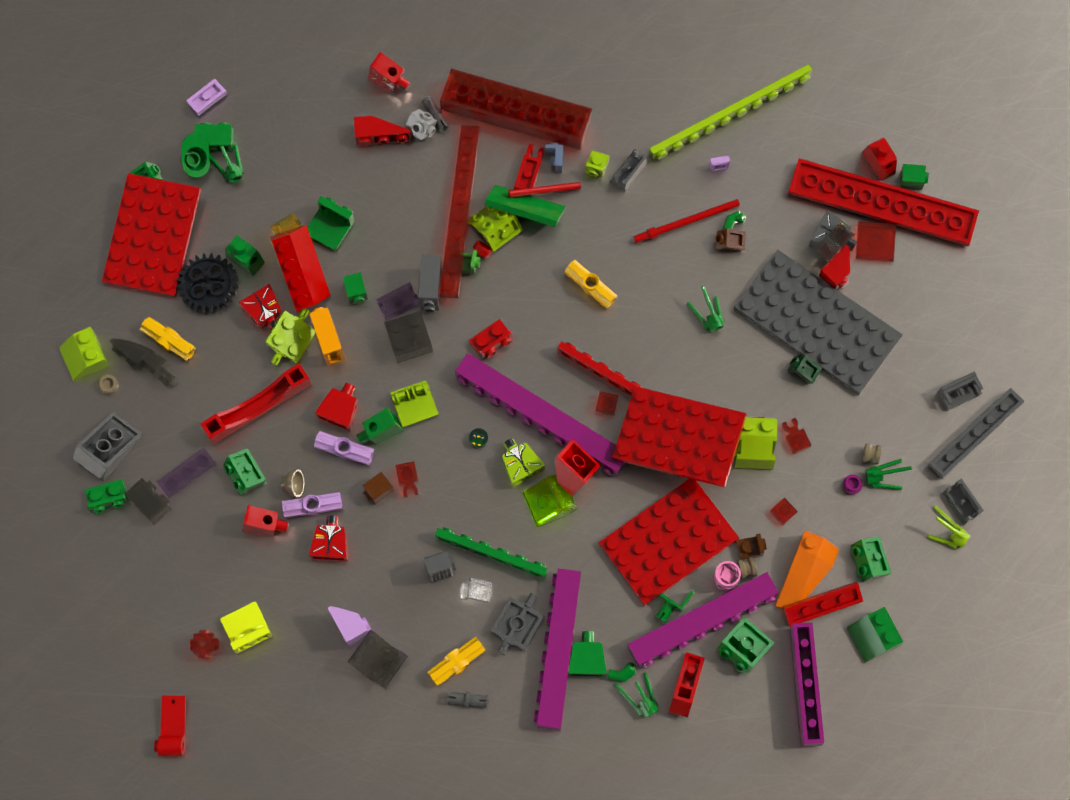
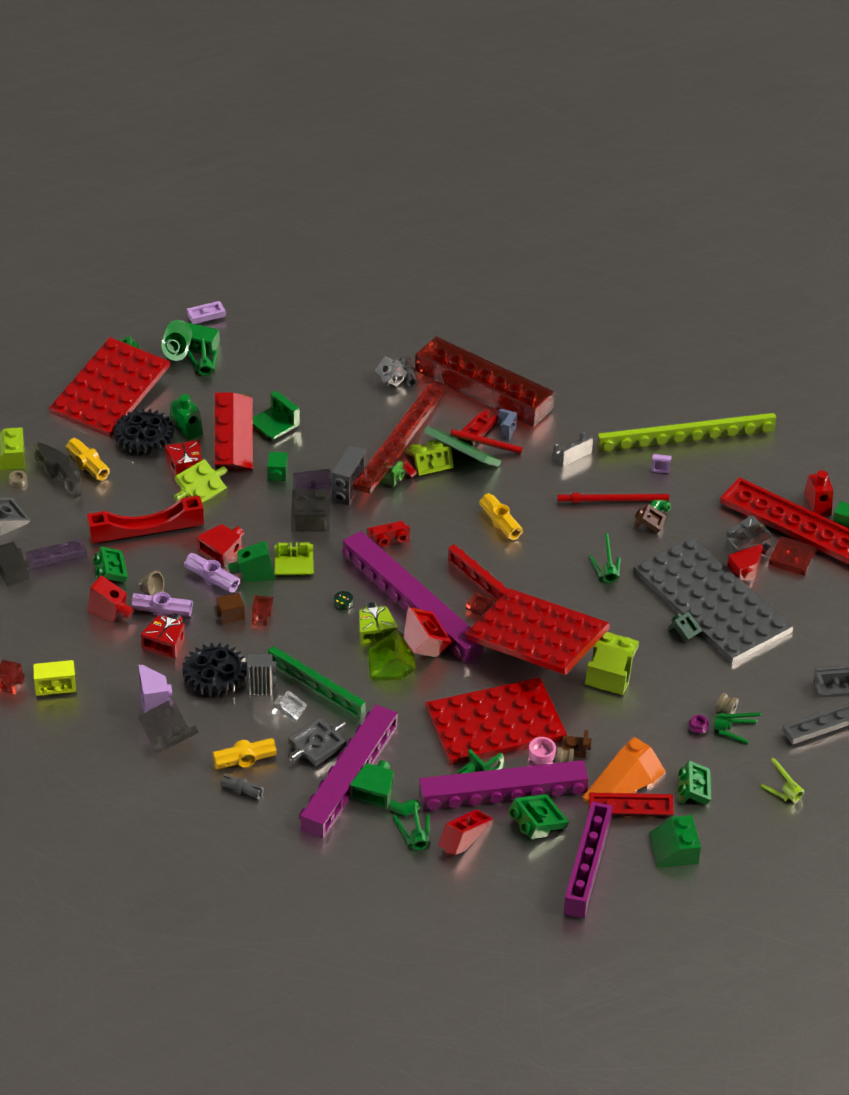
camera: 15 degrees right, 30 degrees down
(327, 335) = (234, 487): light orange window -> none
(376, 130) = (350, 368): red slope -> none
(379, 555) = (214, 669): none -> black gear
(387, 73) = (376, 330): red torso -> none
(596, 164) = (543, 439): lime bracket -> none
(783, 511) = (620, 728): clear red plate -> none
(797, 438) = (655, 677): clear red plate -> none
(962, 502) = (806, 764): dark grey hinge -> none

